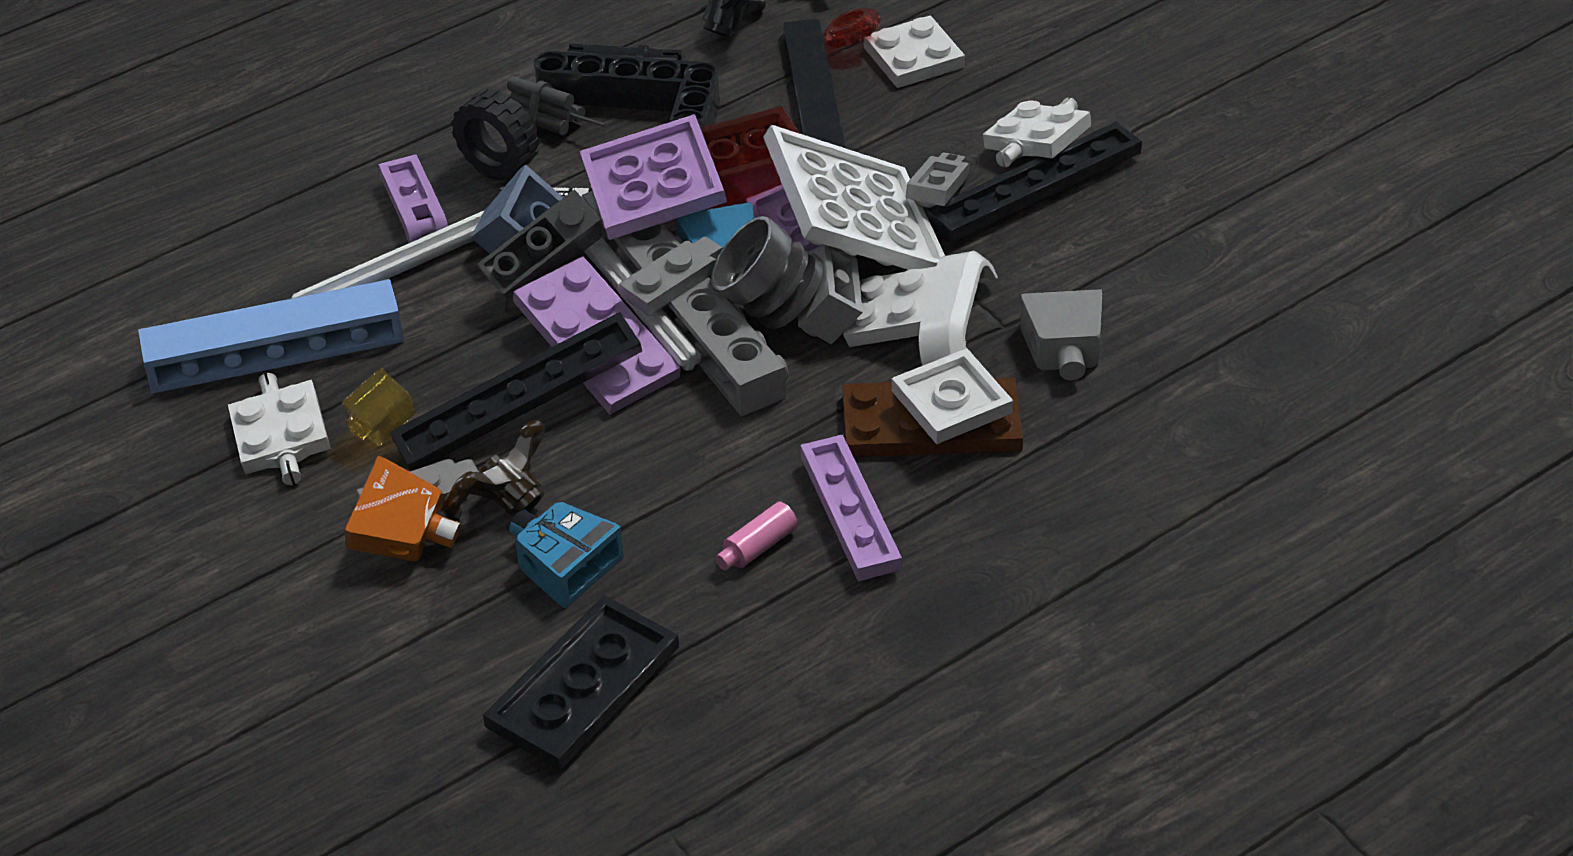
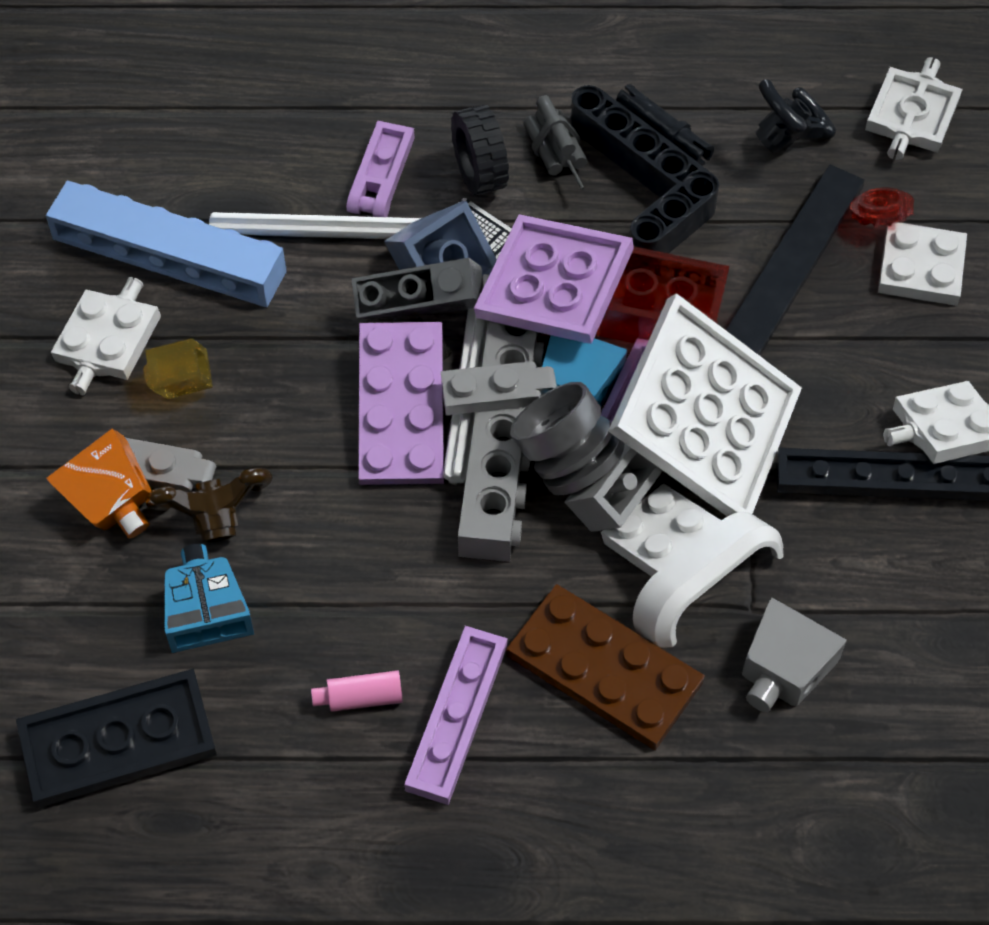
camera: 35 degrees right, 15 degrees up
(515, 392) = (288, 423): black plate -> none
(938, 180) = (816, 421): light grey hinge -> none
(952, 395) = (619, 666): white plate -> none

